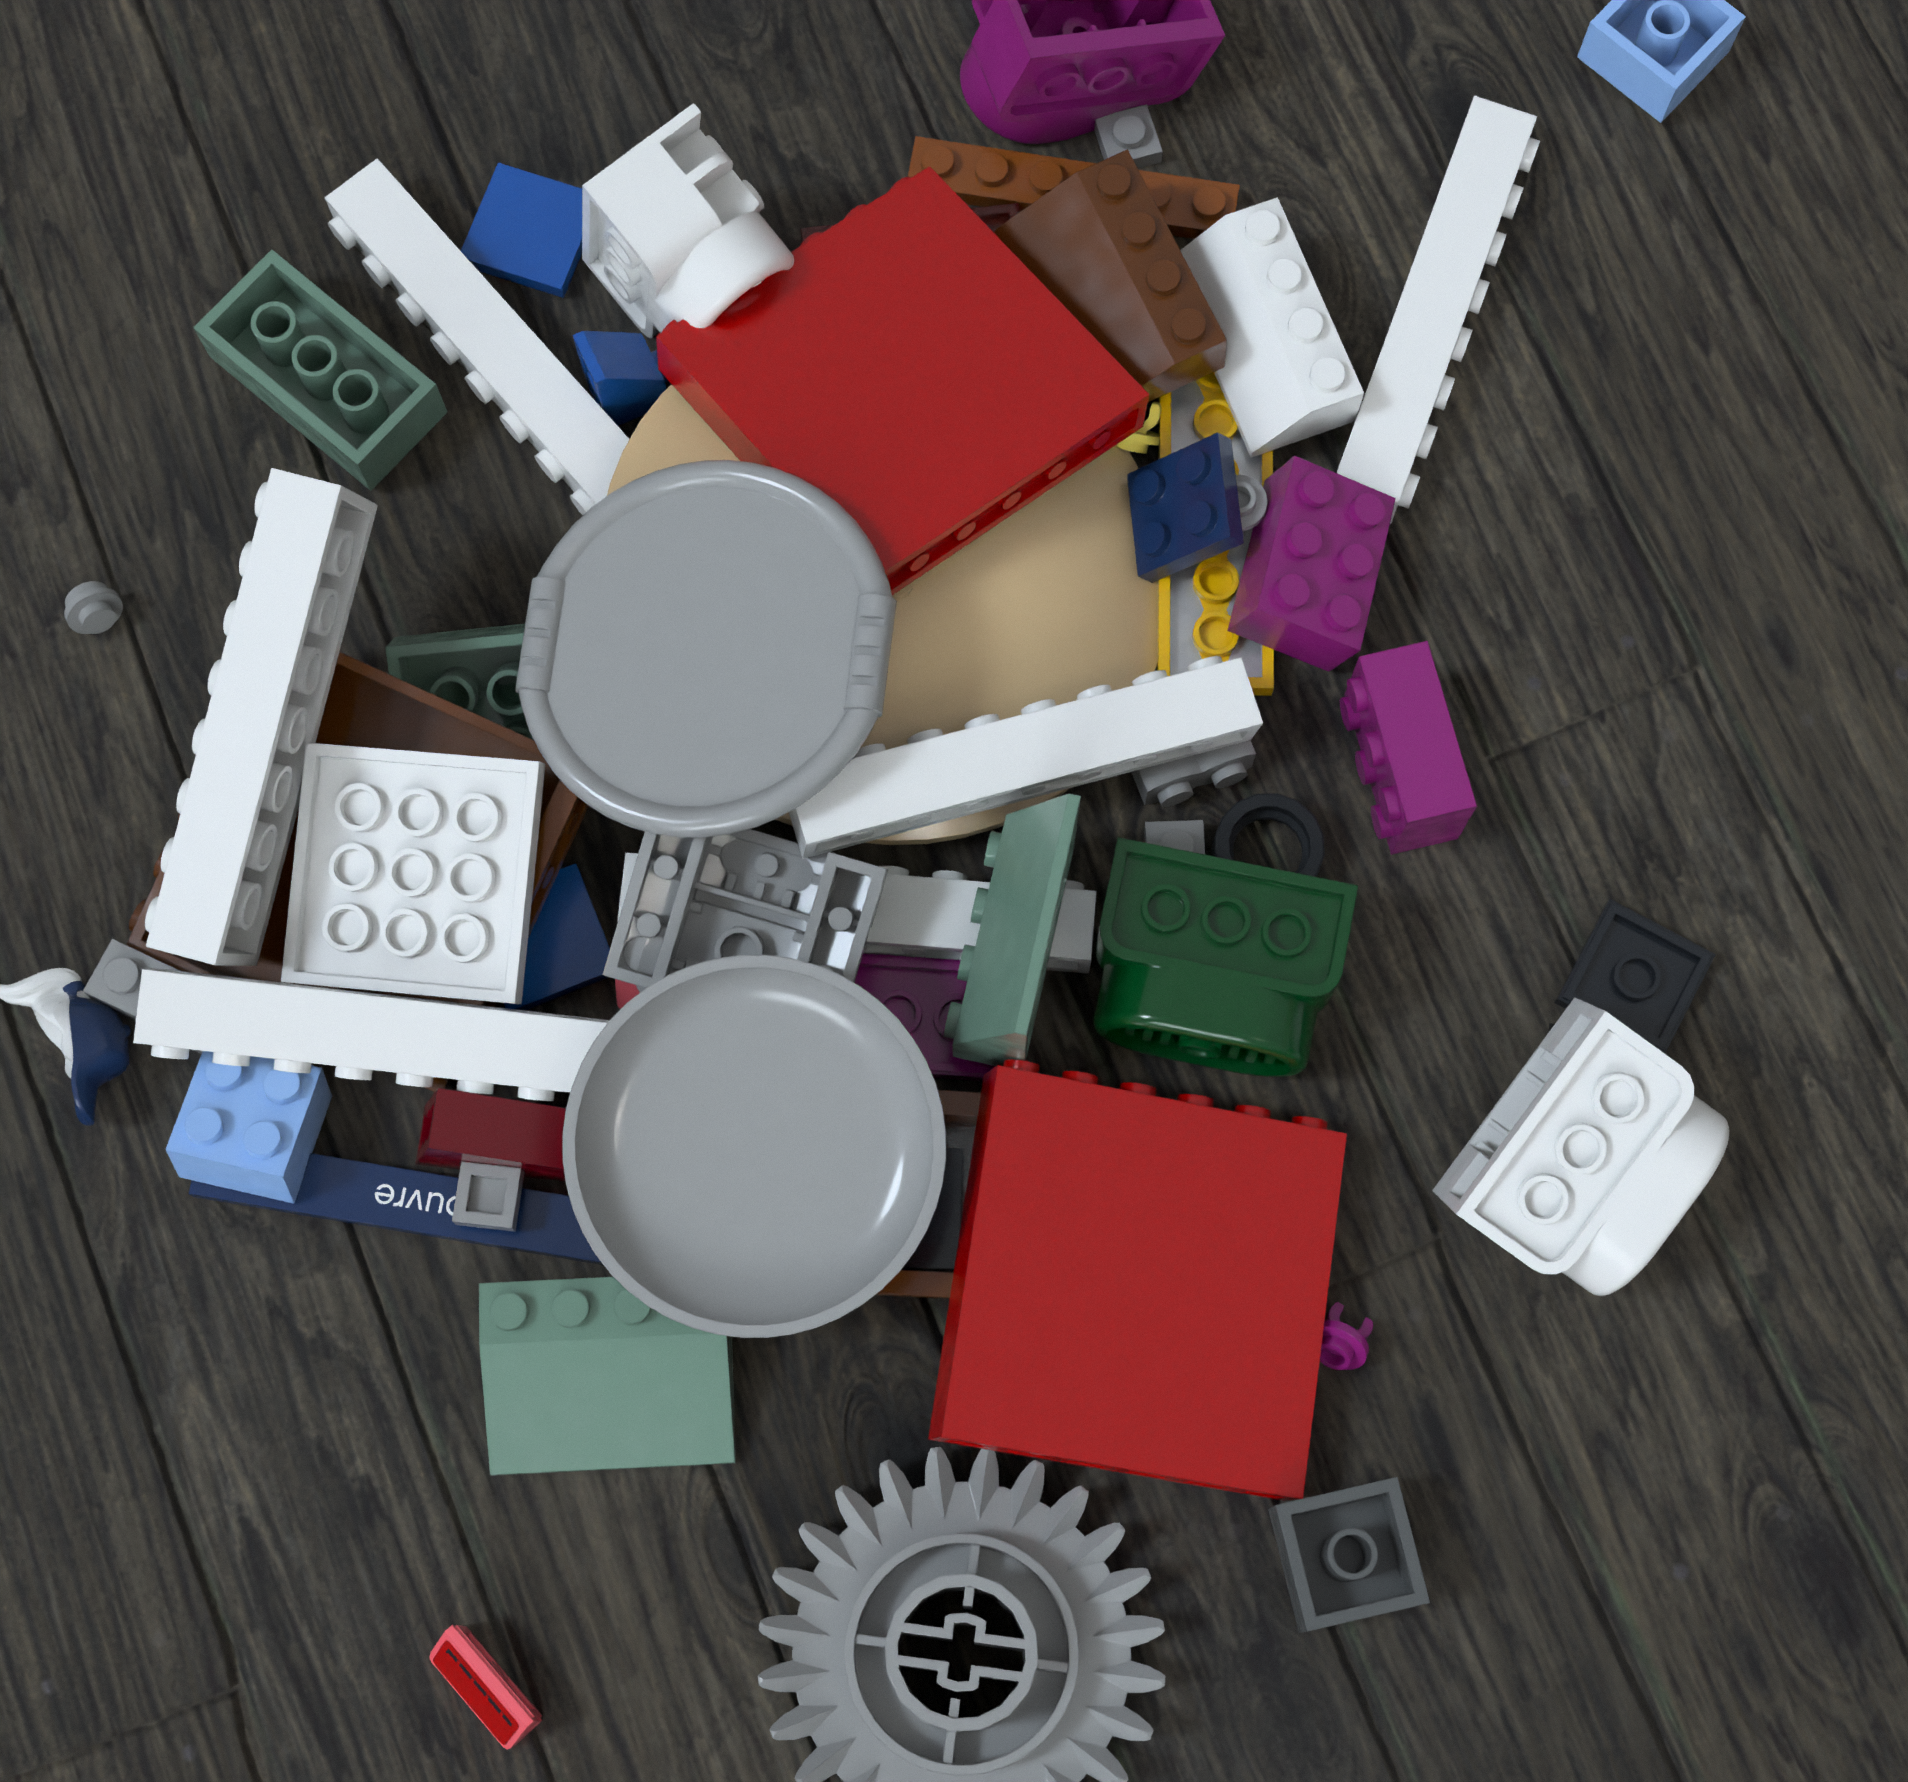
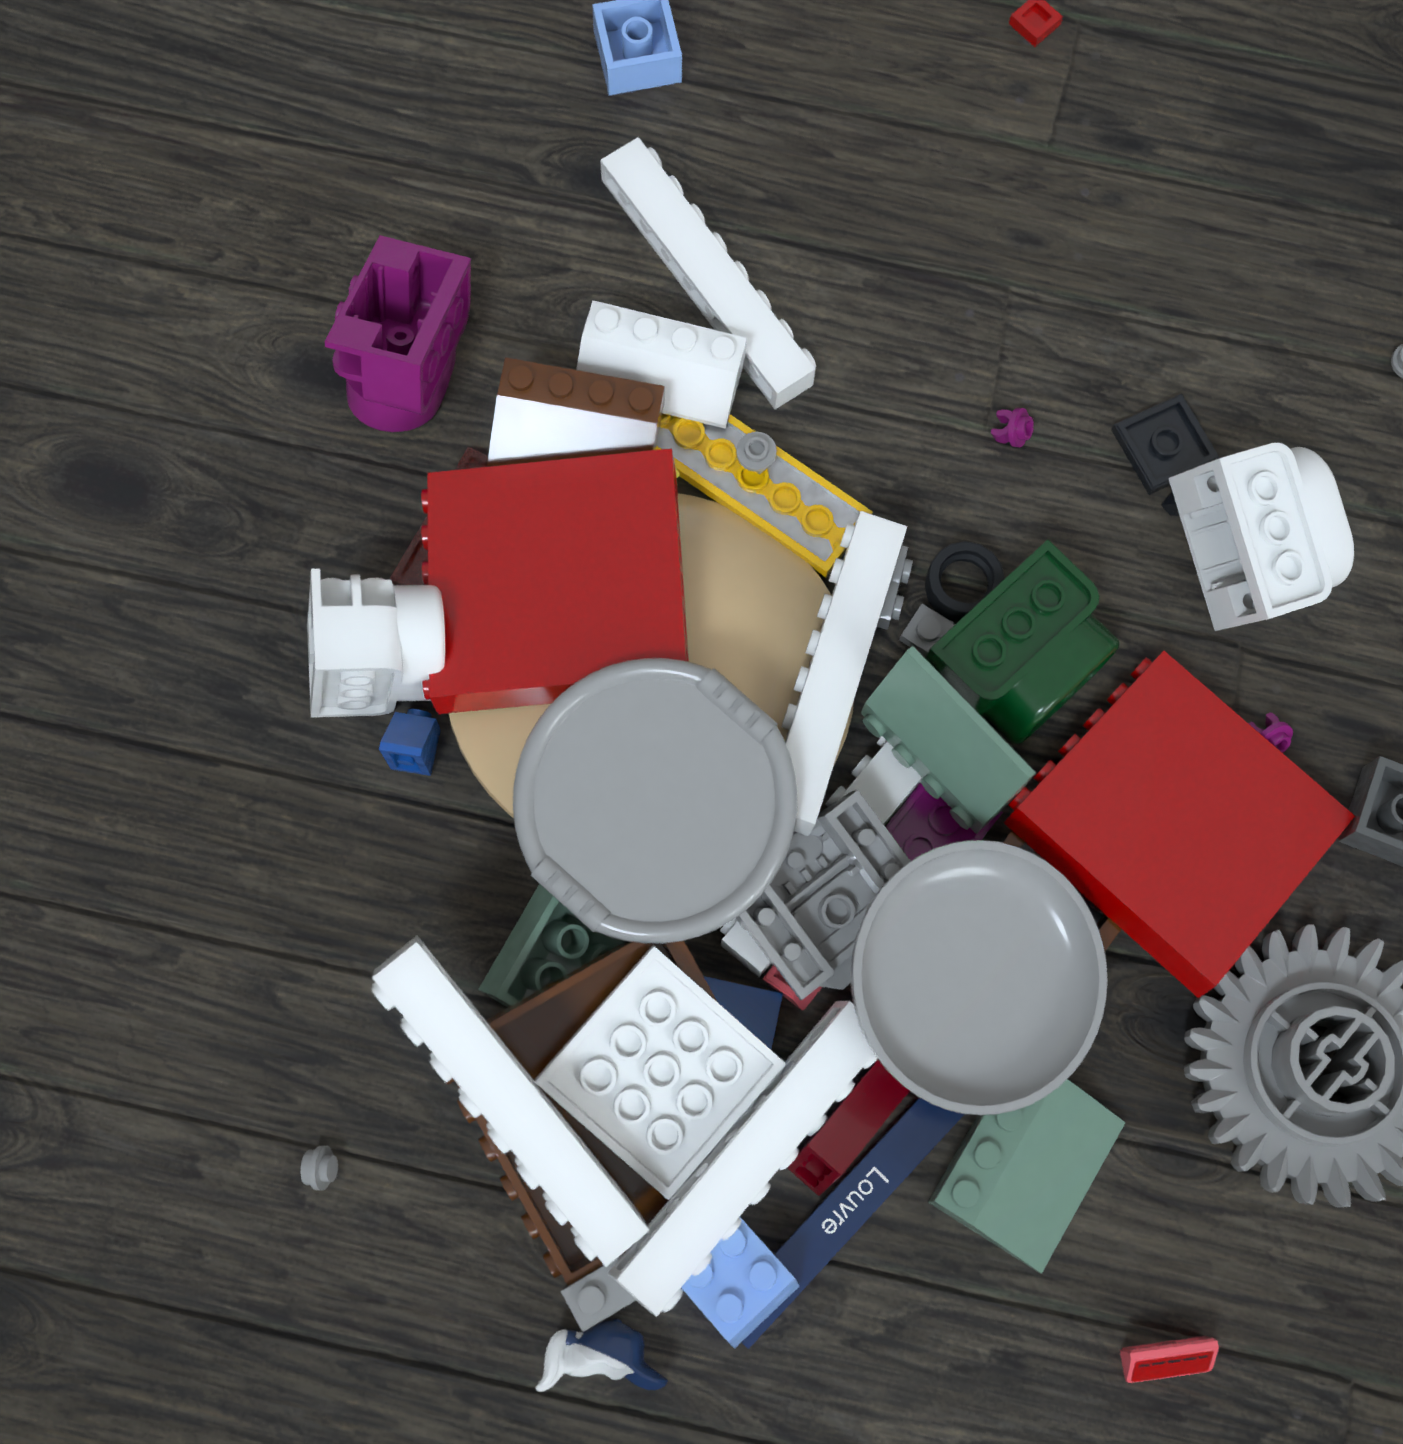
camera: 60 degrees left, 0 degrees up
(321, 369) = (268, 920): sand green brick -> none
(479, 332) = (321, 807): white brick -> none
(488, 1196) = (879, 1162): light grey plate -> none
(527, 230) = (266, 735): blue tile -> none
(1002, 176) = (471, 419): dark orange plate -> none
(1132, 131) = (474, 361): light grey plate -> none
(1185, 508) = (738, 482): dark blue plate -> none
(1312, 565) = (820, 439): magenta brick -> none
(1407, 748) = (964, 464): magenta brick -> none
(1513, 786) = (1019, 427): none -> magenta plate

